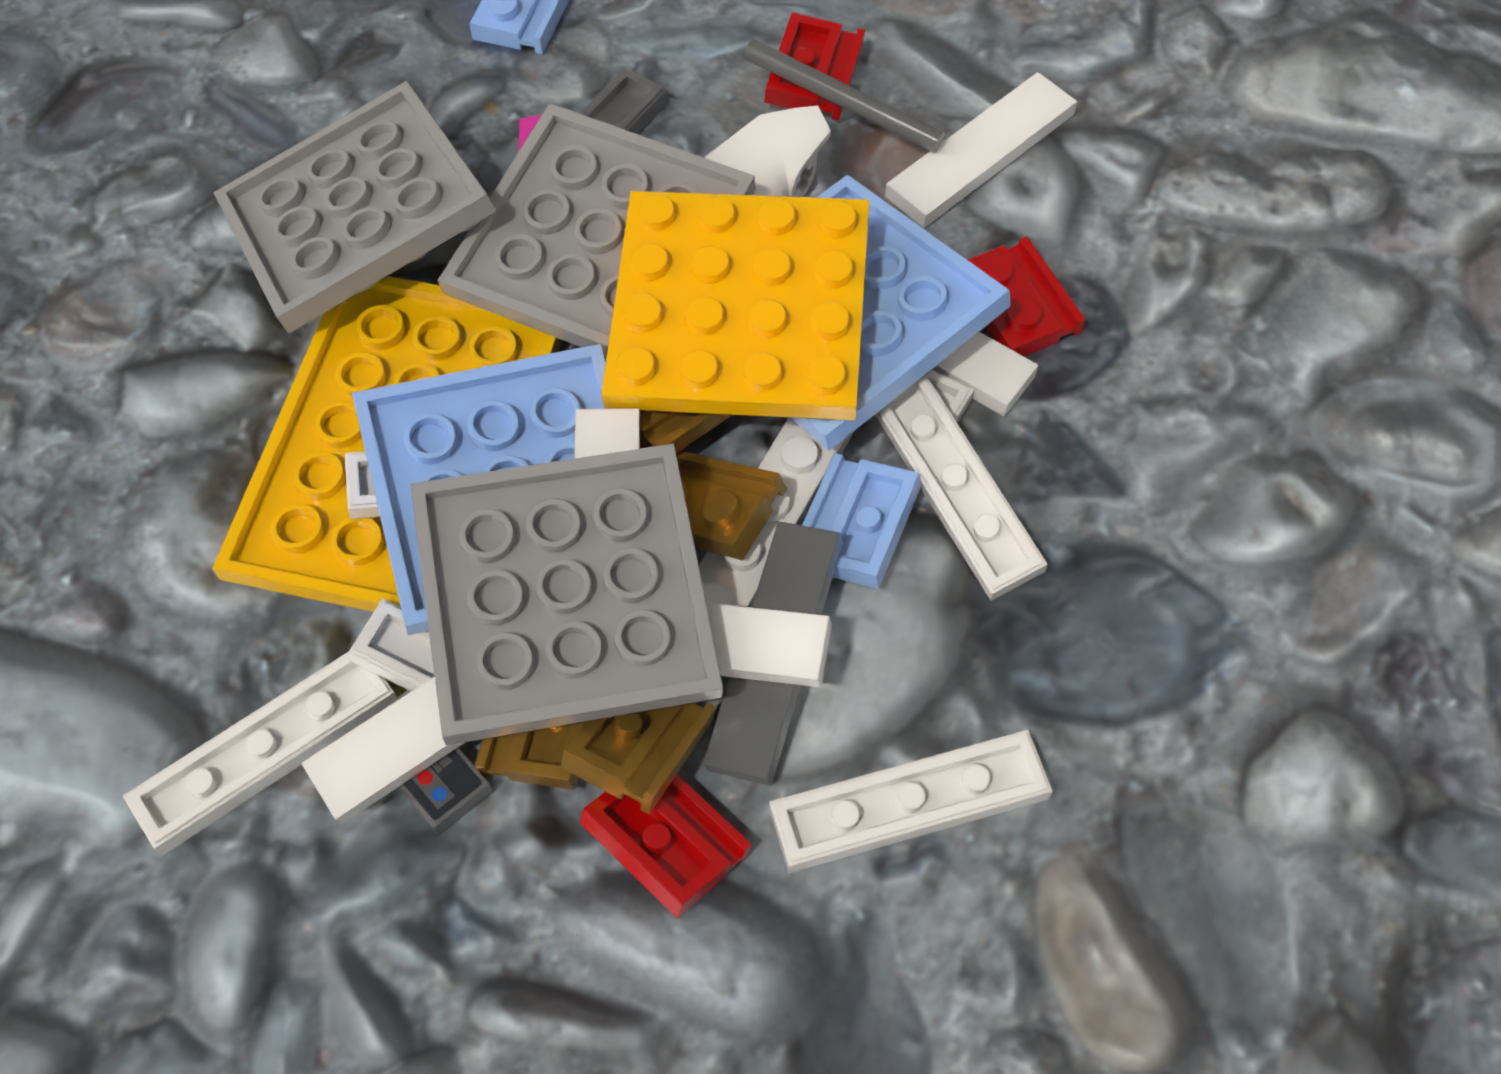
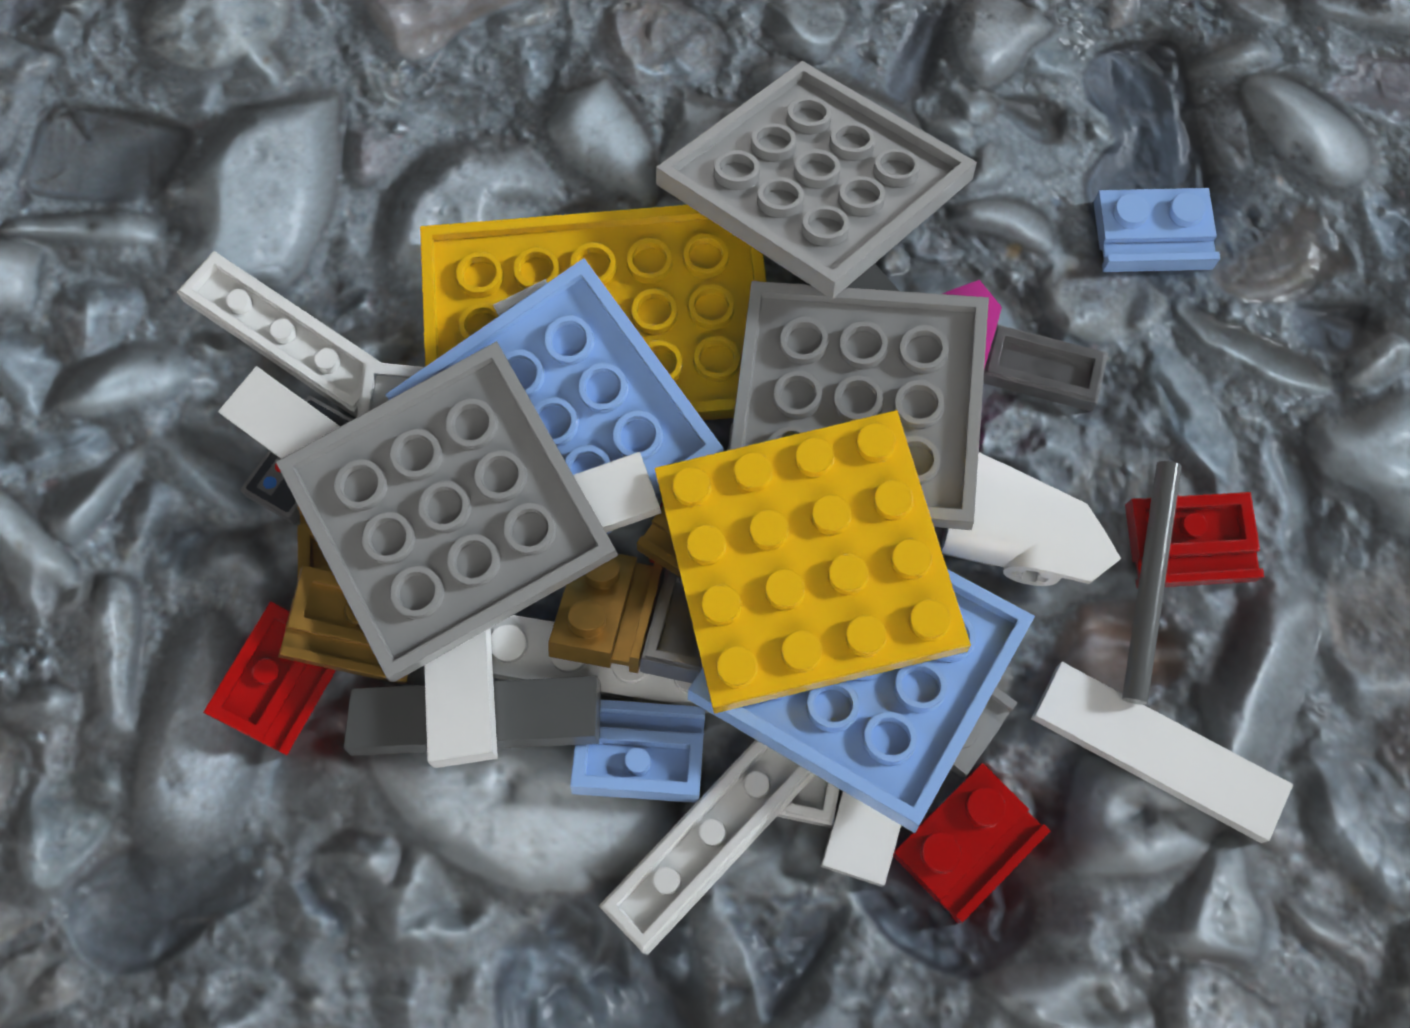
camera: 70 degrees right, 10 degrees up
(757, 443) = (671, 640): none -> flat silver tile
(909, 800) = (370, 888): white tile -> none

